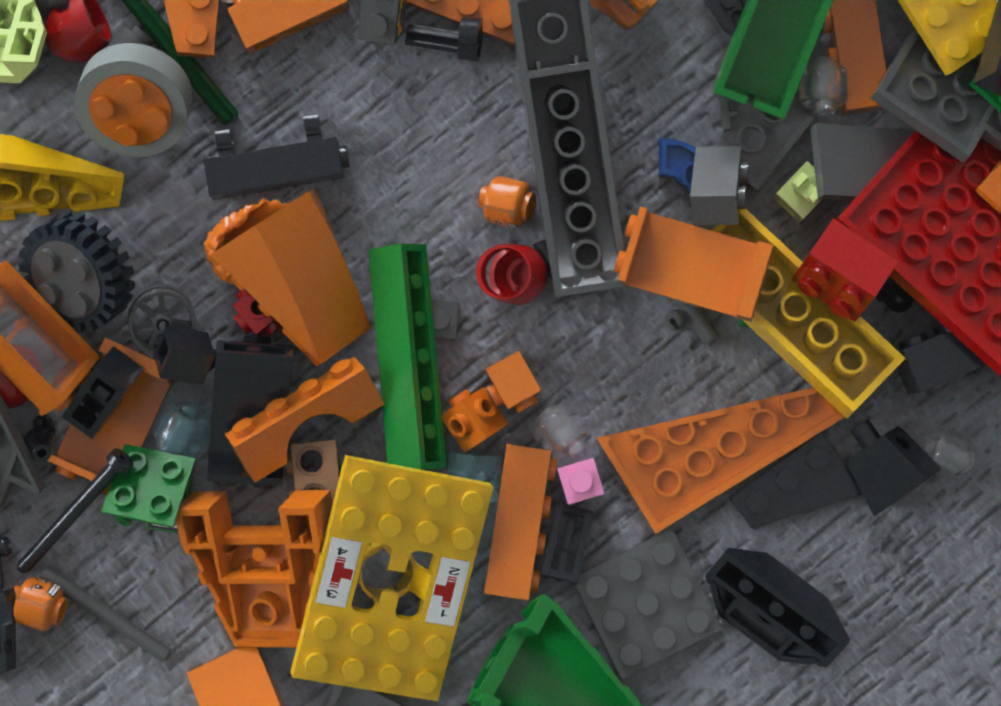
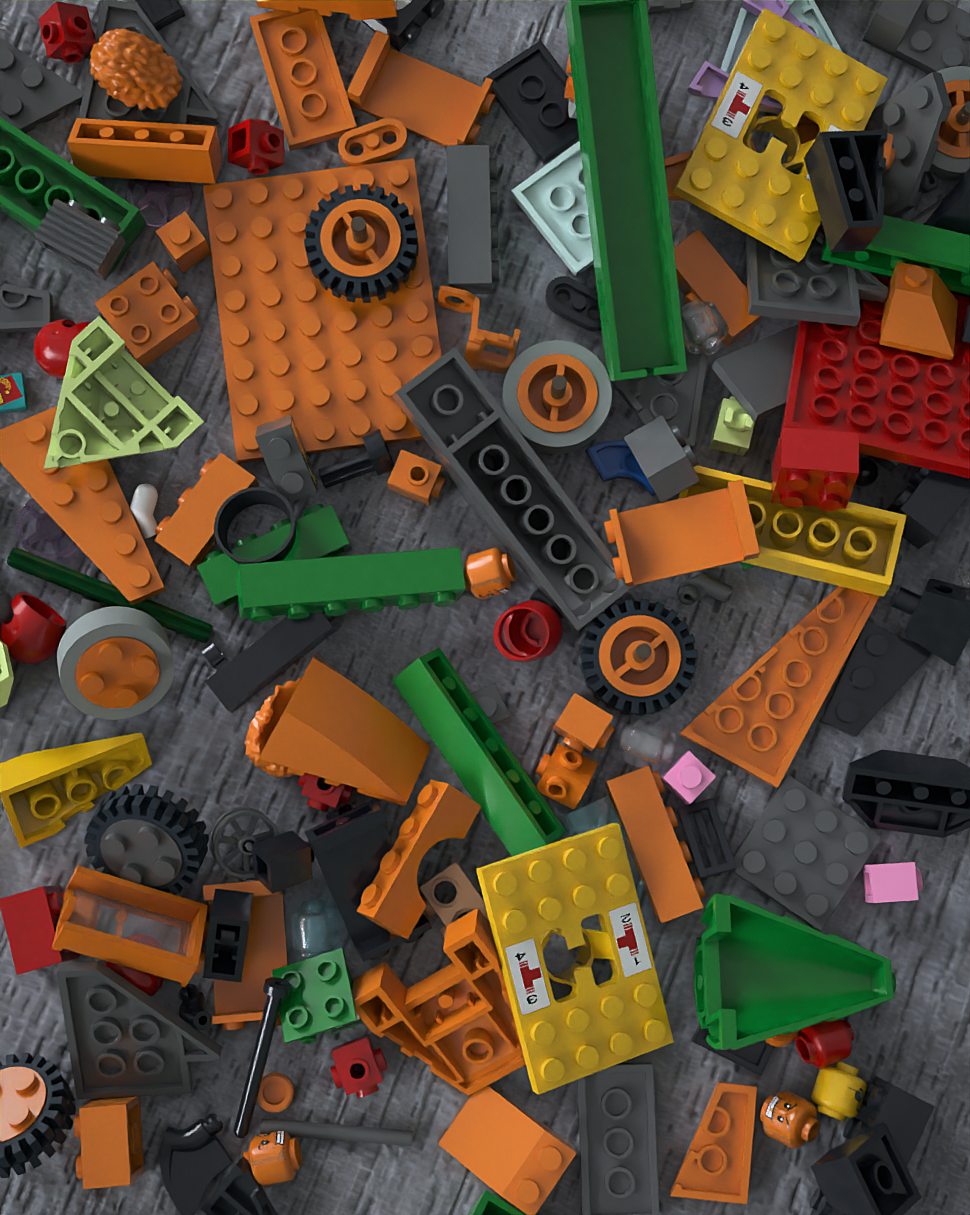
camera: 35 degrees left, 5 degrees down
(71, 550) = (275, 1092): none -> orange tile
(164, 558) = (362, 1052): none -> red brick
(318, 16) = (242, 500): none -> black tyre
(326, 81) = (317, 536): none -> green brick
(377, 143) = (349, 583): none -> green brick
(491, 80) = (416, 478): none -> orange brick
(597, 351) = (638, 657): none -> wheel
(658, 76) = (557, 396): none -> wheel
(708, 672) = (891, 882): none -> bright pink brick

